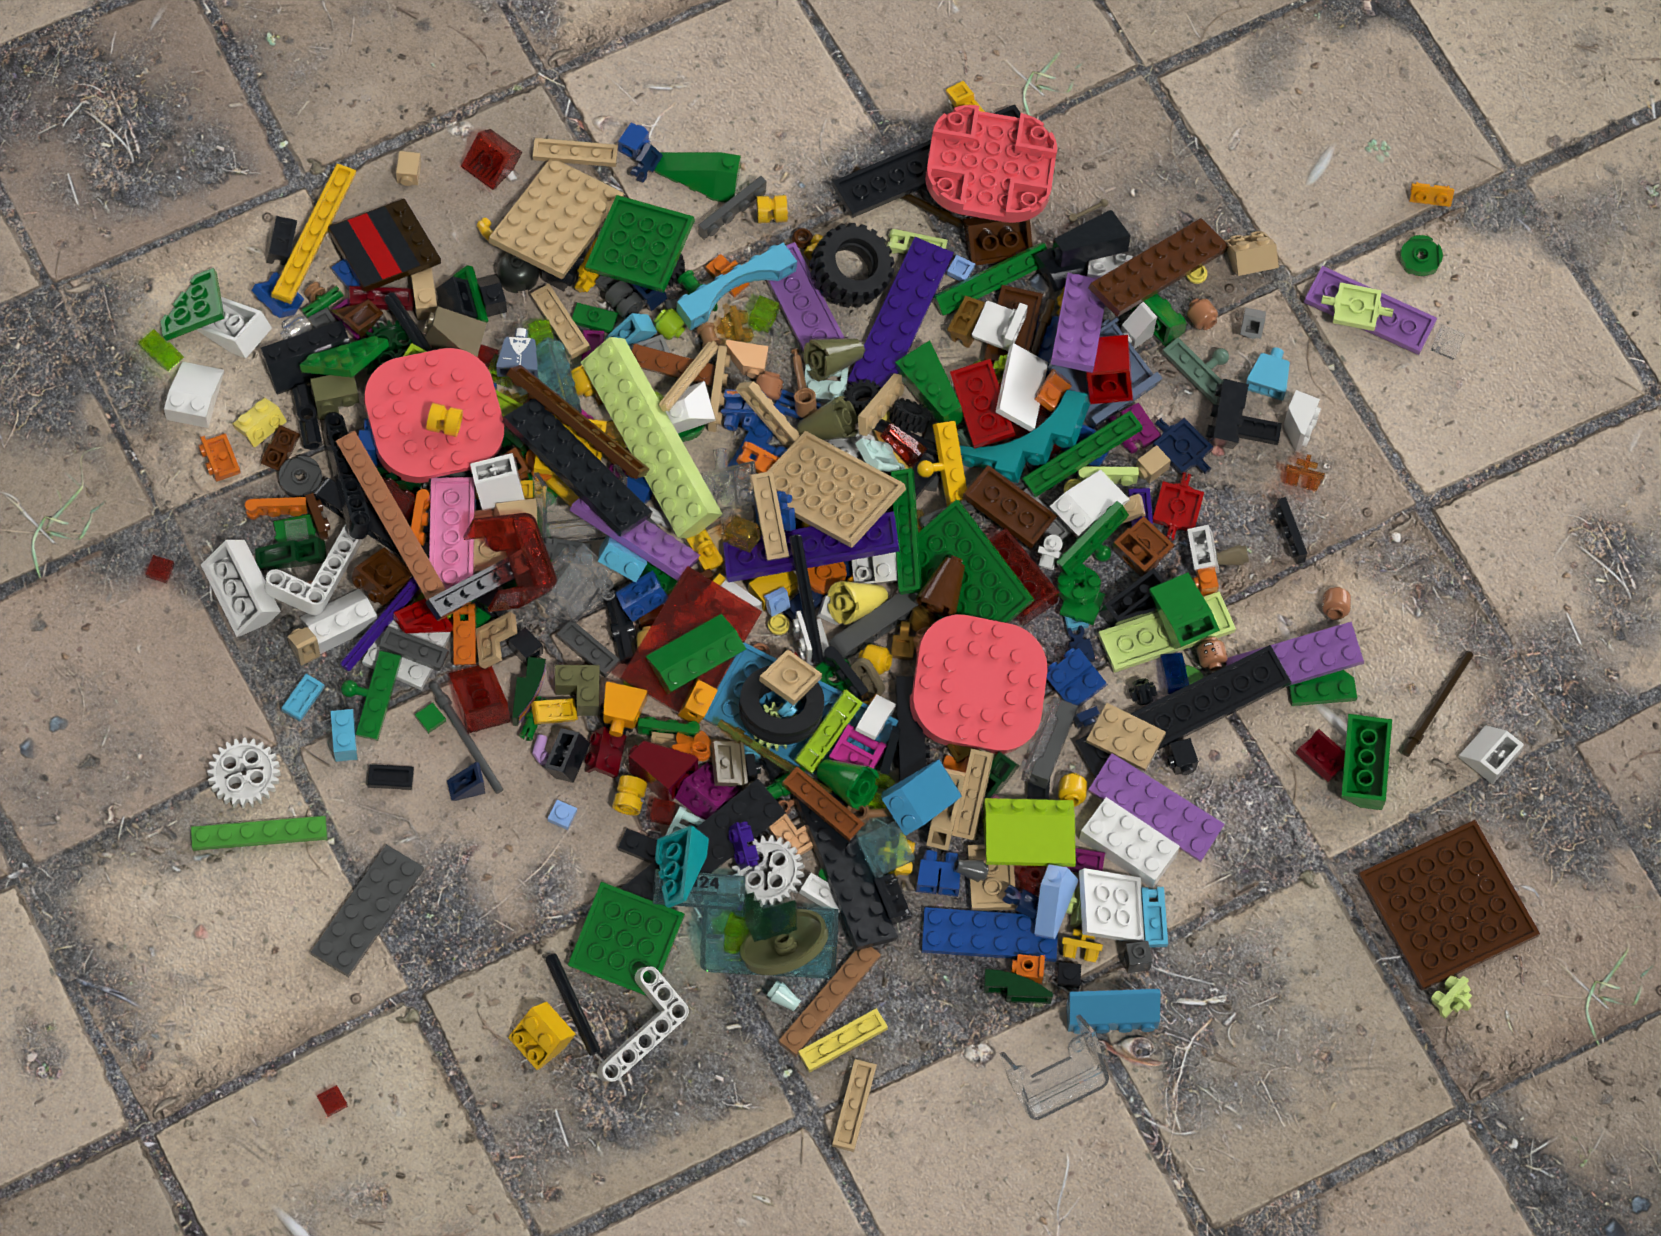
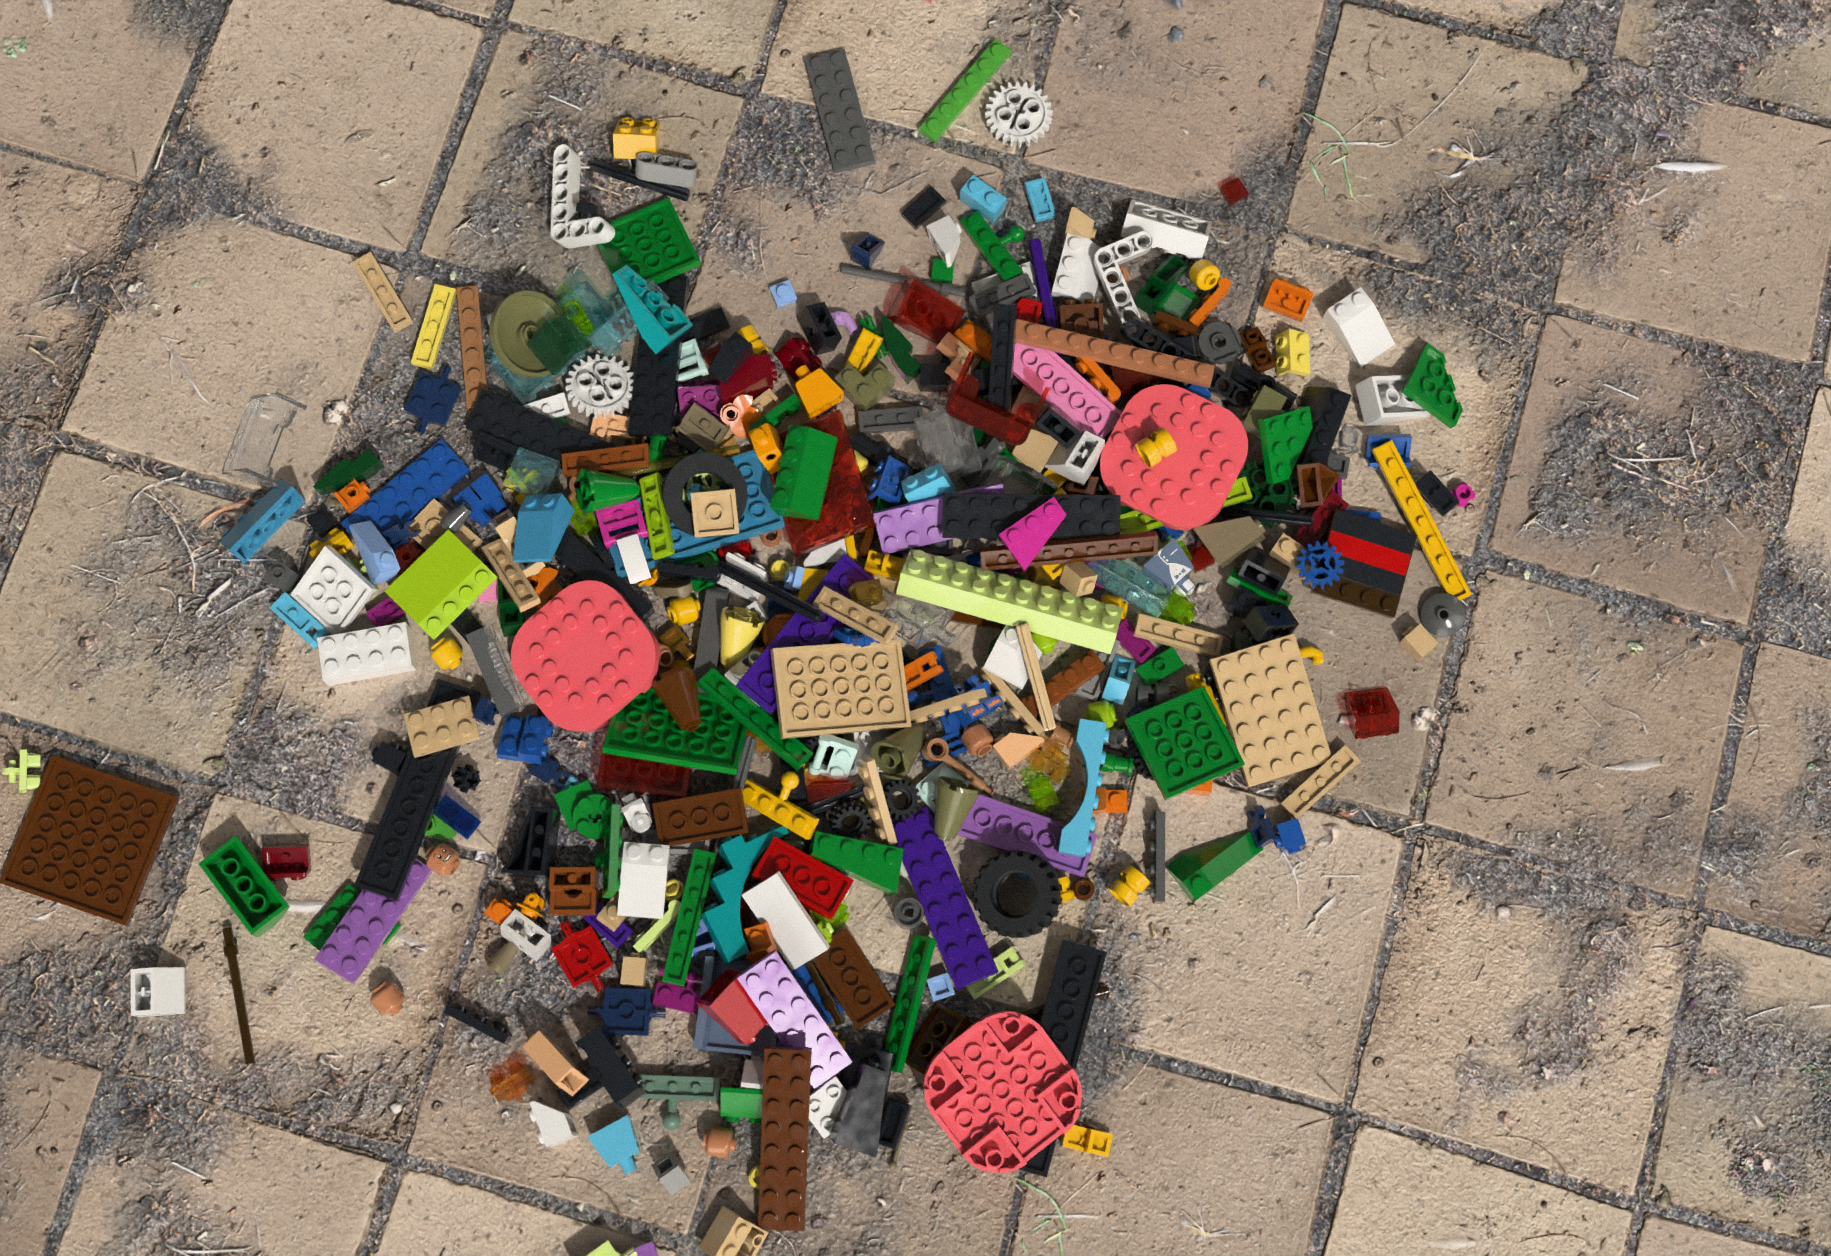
camera: 135 degrees right, 10 degrees up
(160, 351) = (1416, 336): clear neon green slope -> none
(255, 527) = (1204, 274): none -> yellow head
(258, 223) = (1468, 494): none -> dark pink plate
(314, 290) = (1369, 482): medium nougat bush -> none
(322, 302) = (1354, 480): green pin -> none
(367, 177) = (1434, 623): none -> dark grey dish
(404, 731) = (945, 238): none -> white slope
(427, 258) = (1326, 558): none -> blue gear
(489, 501) = (1059, 426): none -> black slope
(493, 262) = (1270, 622): none -> black brick
(556, 989) = (665, 169): none -> light grey beam
(590, 403) = (1078, 578): none -> tan brick
(590, 447) = (1032, 532): none -> dark pink wing
(638, 1004) = (589, 211): none -> black plate
(661, 773) = (731, 357): none -> black slope
(744, 855) = (621, 374): dark purple hinge -> none
(898, 986) = (432, 399): none -> dark blue plate
(934, 326) = (908, 913): none -> dark grey wheel
(966, 320) = (889, 946): pearl gold hinge -> none
(999, 324) = (860, 962): white bracket -> none
(1072, 221) = (893, 1123): none -> black tile
(1148, 639) = (489, 851): yellowish green plate -> none
(1157, 806) = (372, 699): medium lavender plate -> none
(1180, 561) = (532, 906): none -> light orange hinge
(1183, 611) = (486, 860): green slope -> none
(1263, 450) = (555, 1063): none -> light nougat brick

